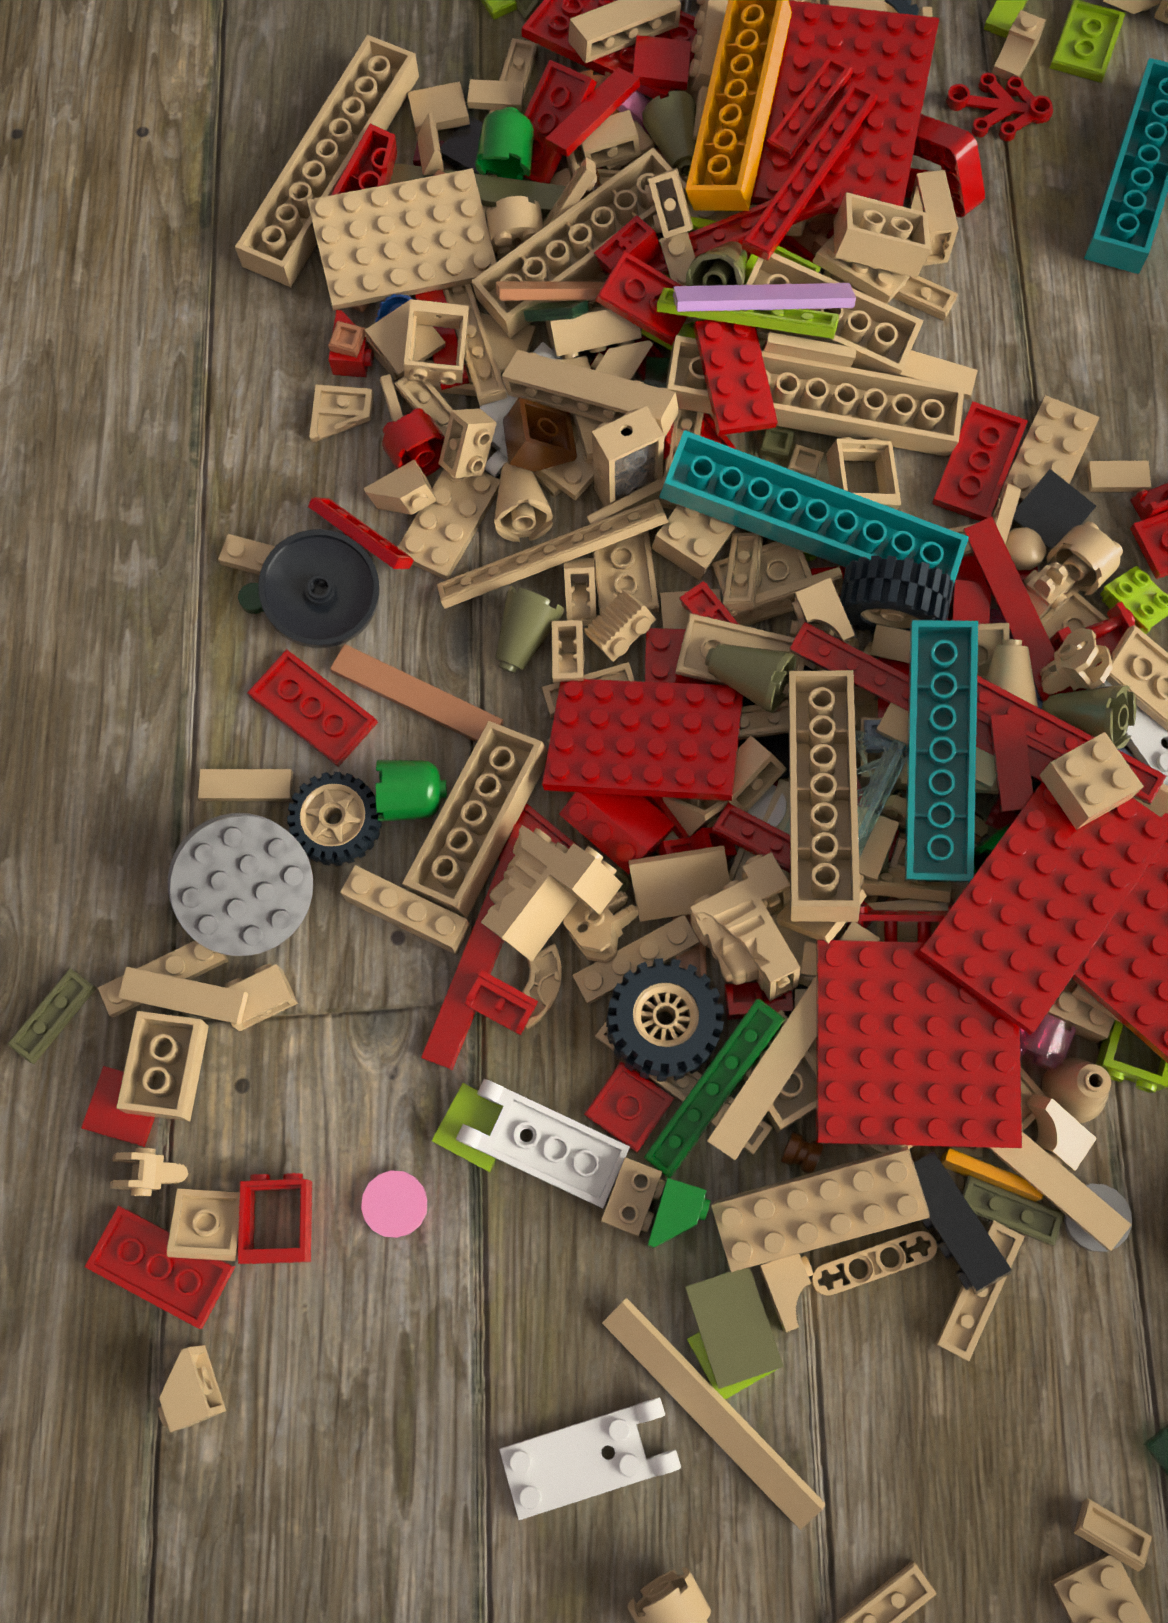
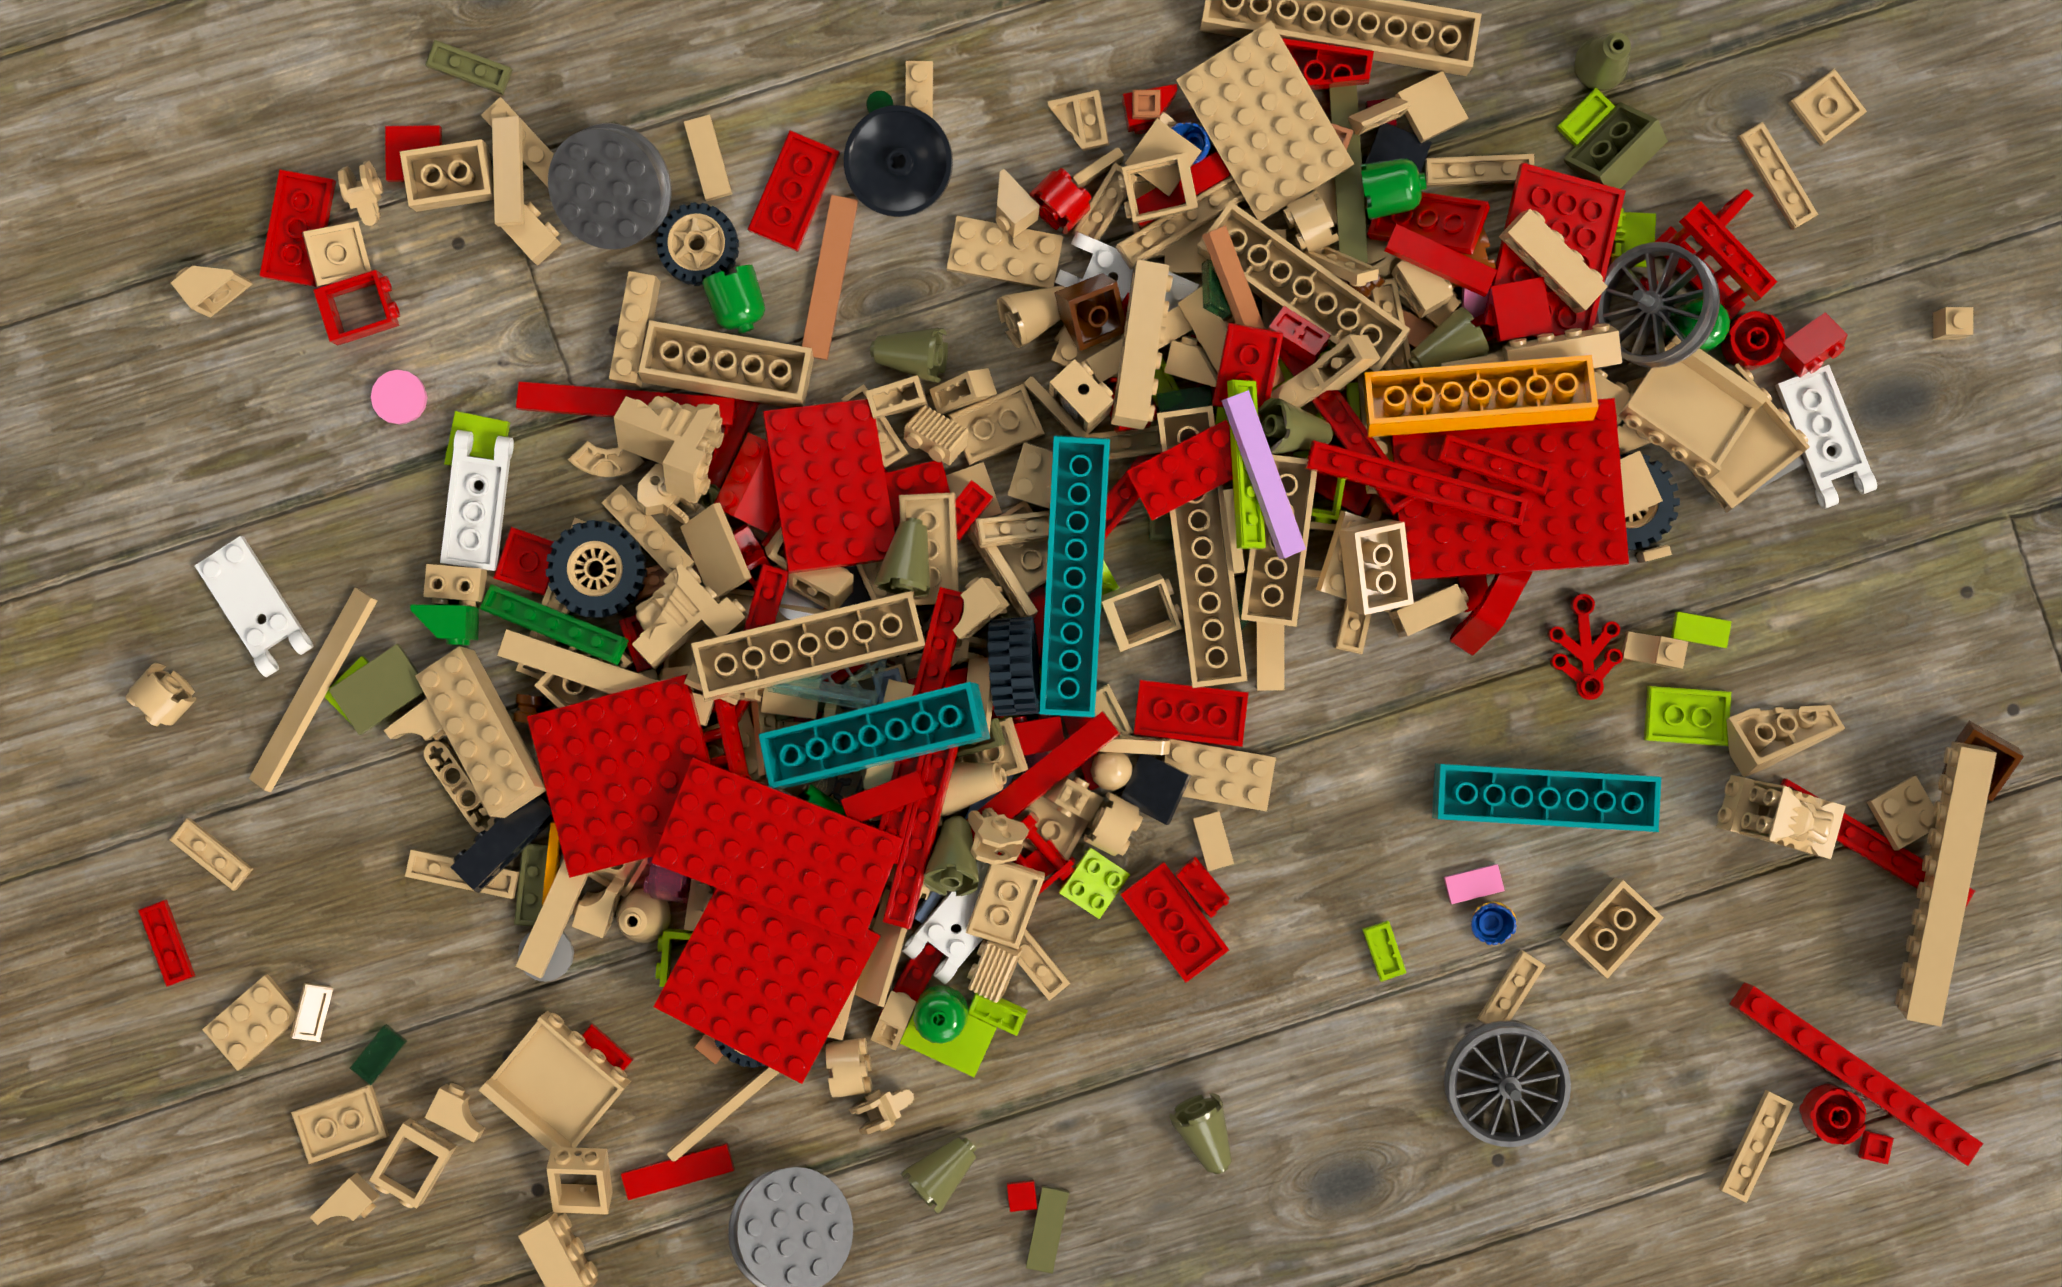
camera: 70 degrees right, 15 degrees up
(361, 533) = (962, 180): red tile -> none
(467, 443) = (1066, 248): tan brick -> none
(495, 94) = (1458, 158): tan tile -> none
(501, 1002) = (578, 433): red hinge -> none
(551, 553) = (987, 355): tan tile -> none
(805, 461) = (1149, 557): tan tile -> none
(1090, 780) = (871, 863): tan brick -> none

